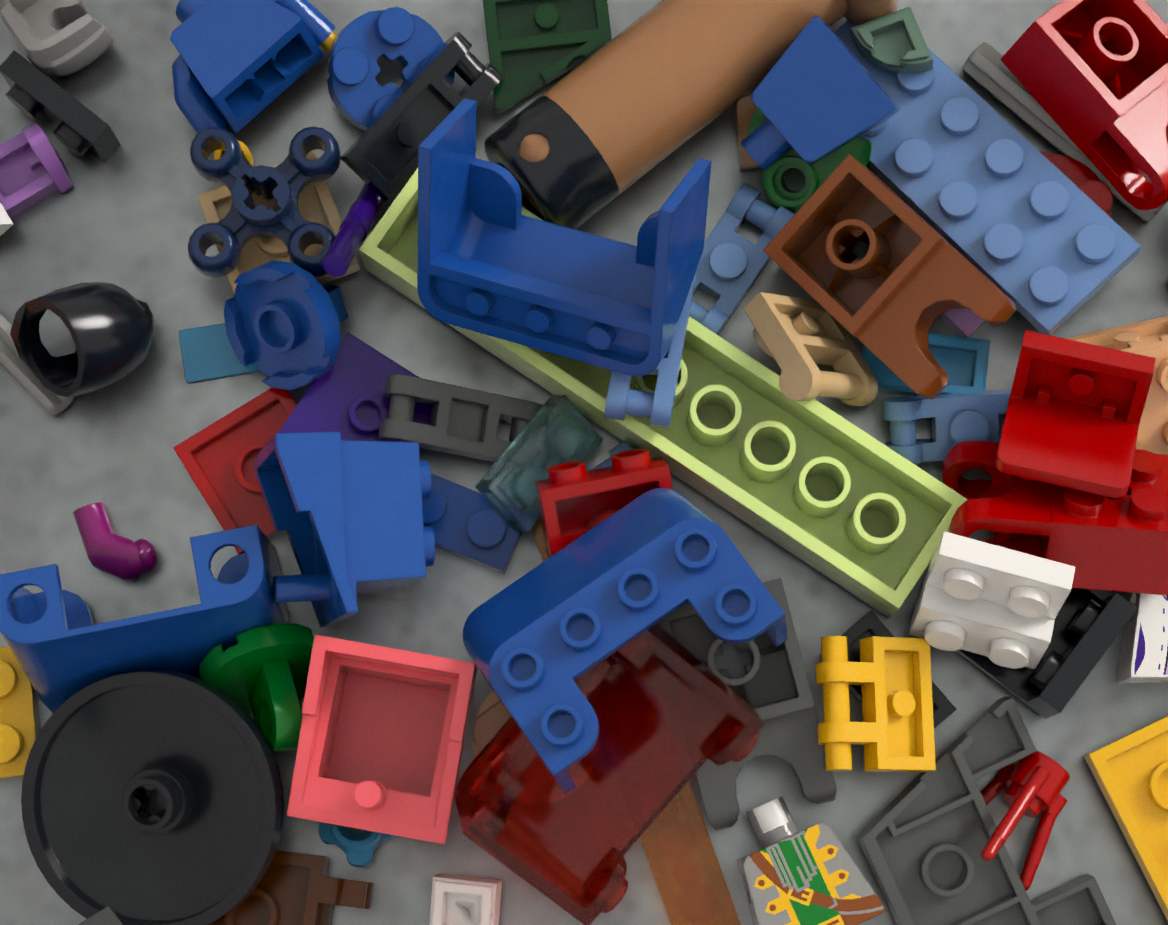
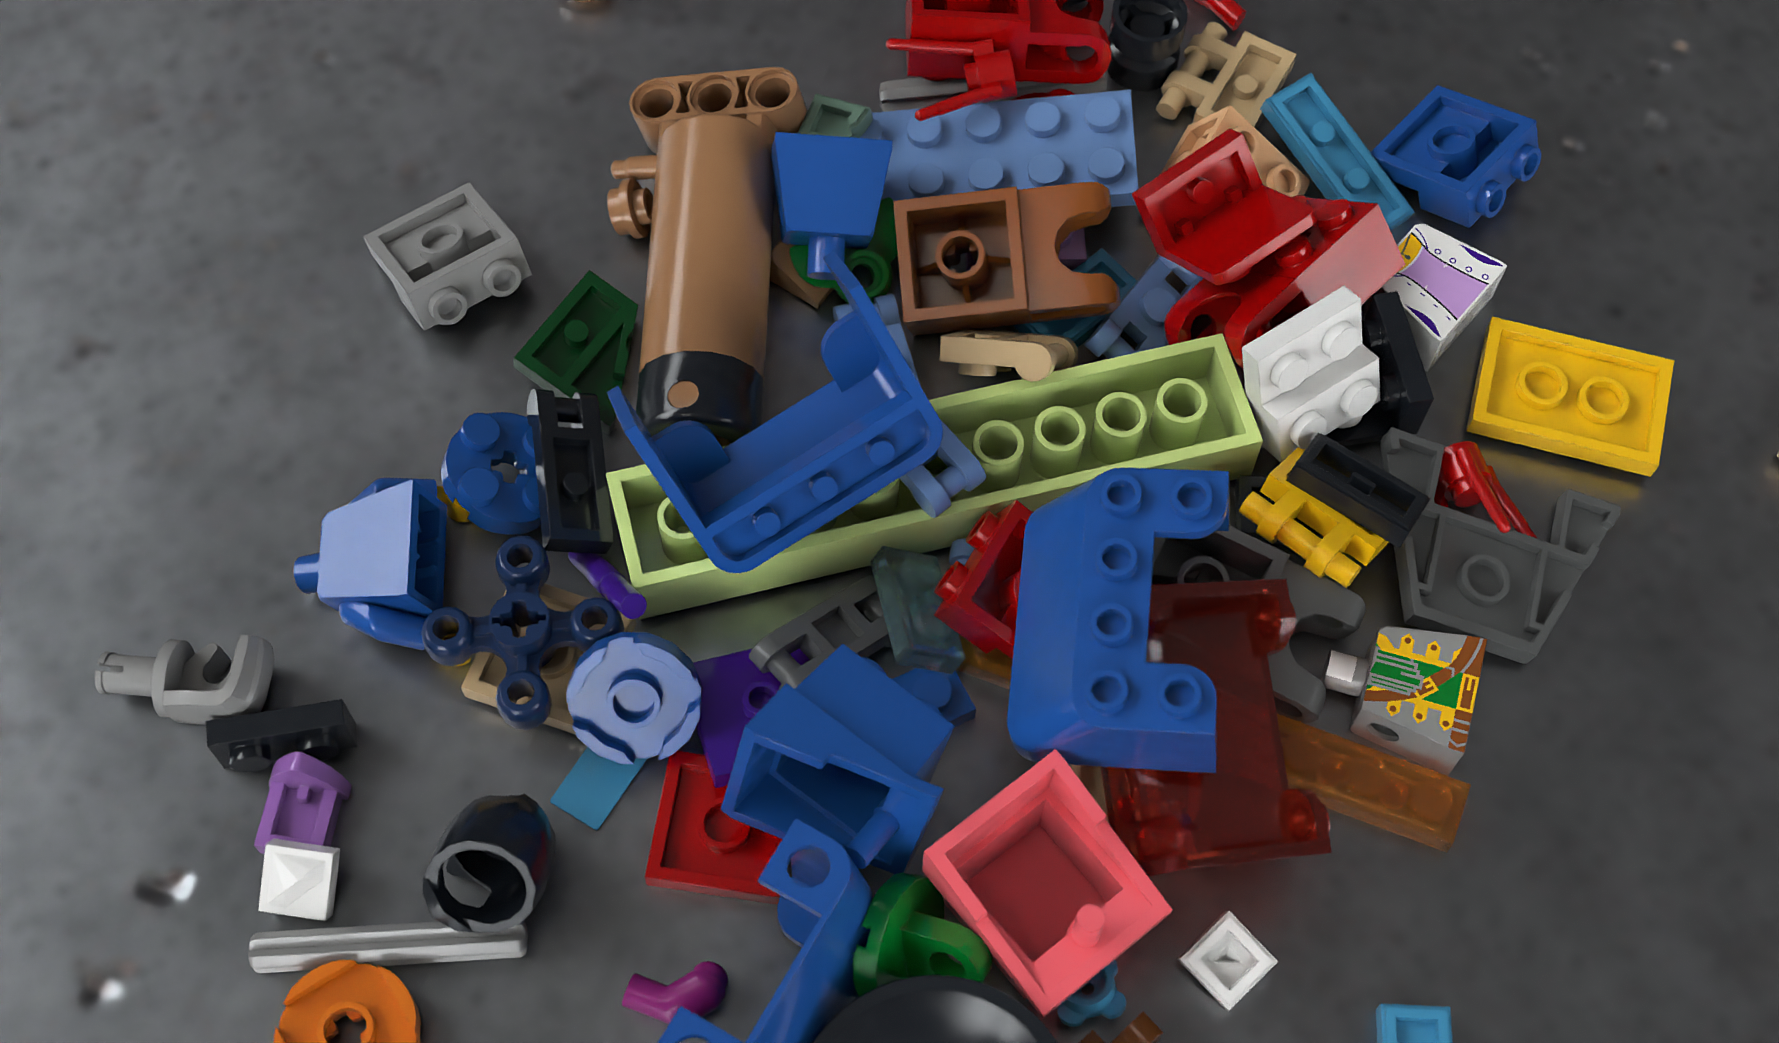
camera: 50 degrees left, 15 degrees down
(913, 716) = (1358, 489): none -> black tile
(1045, 124) = (986, 78): none -> red plant

